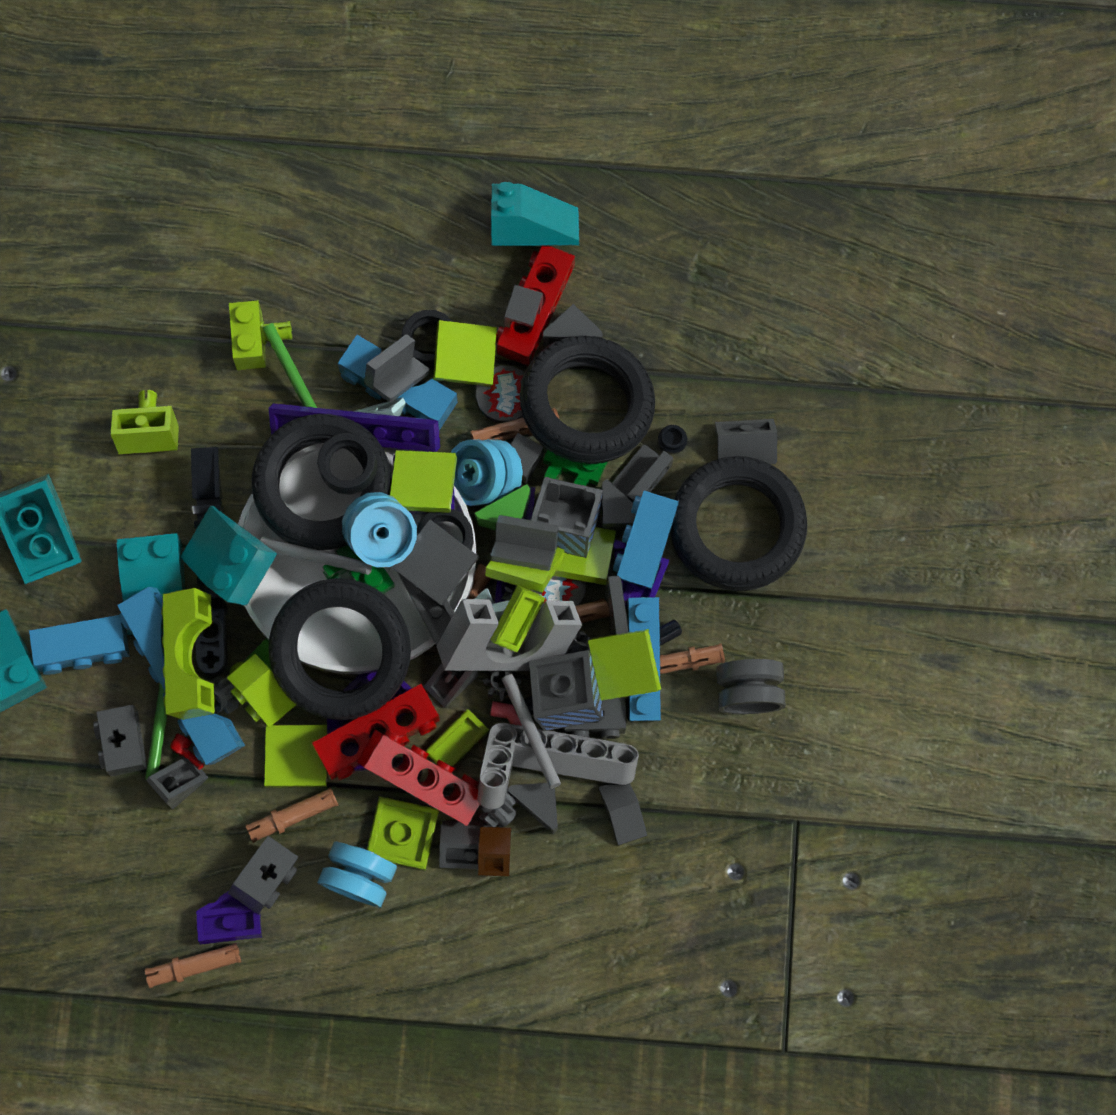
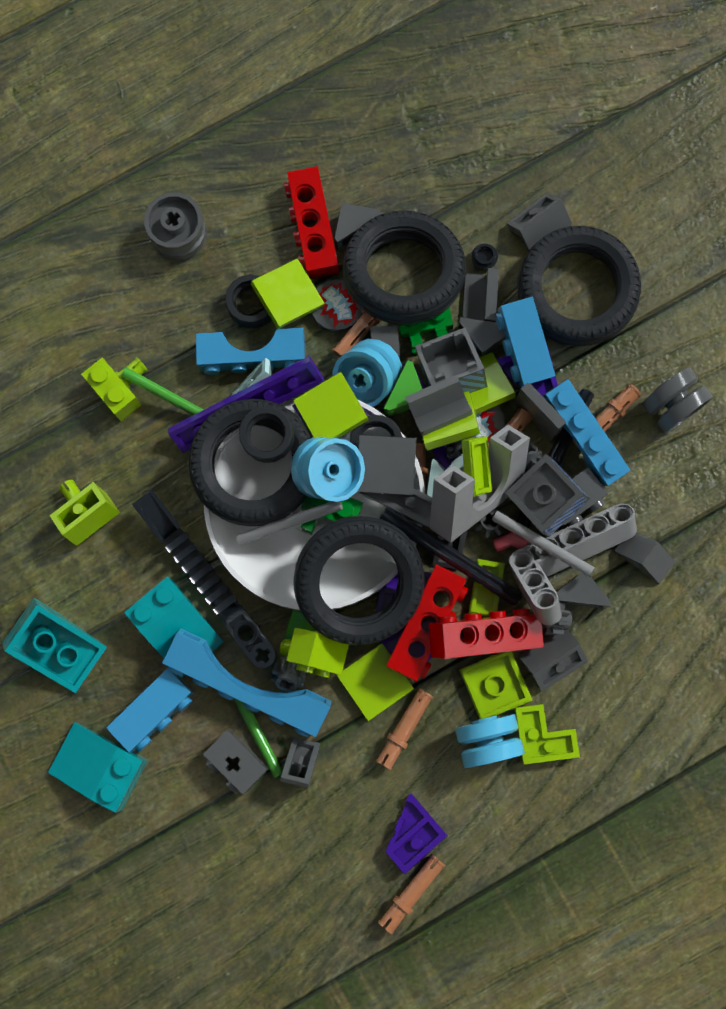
camera: 25 degrees left, 5 degrees up
(181, 745) = (283, 734): red hand -> none
(184, 618) = (222, 638): lime arch -> none
(227, 557) = (220, 568): teal slope -> none
(269, 859) = (423, 773): dark grey brick -> none
(395, 370) = (245, 341): dark grey panel -> none
(402, 912) = (540, 744): none -> lime plate
(408, 226) = (175, 226): none -> dark grey wheel
(441, 687) = (452, 556): none -> black axle
(494, 851) = (577, 651): reddish brown panel -> none
(523, 306) = (309, 227): dark grey panel -> none
(531, 218) = (263, 159): teal slope -> none
(624, 664) = (579, 446): lime tile -> none

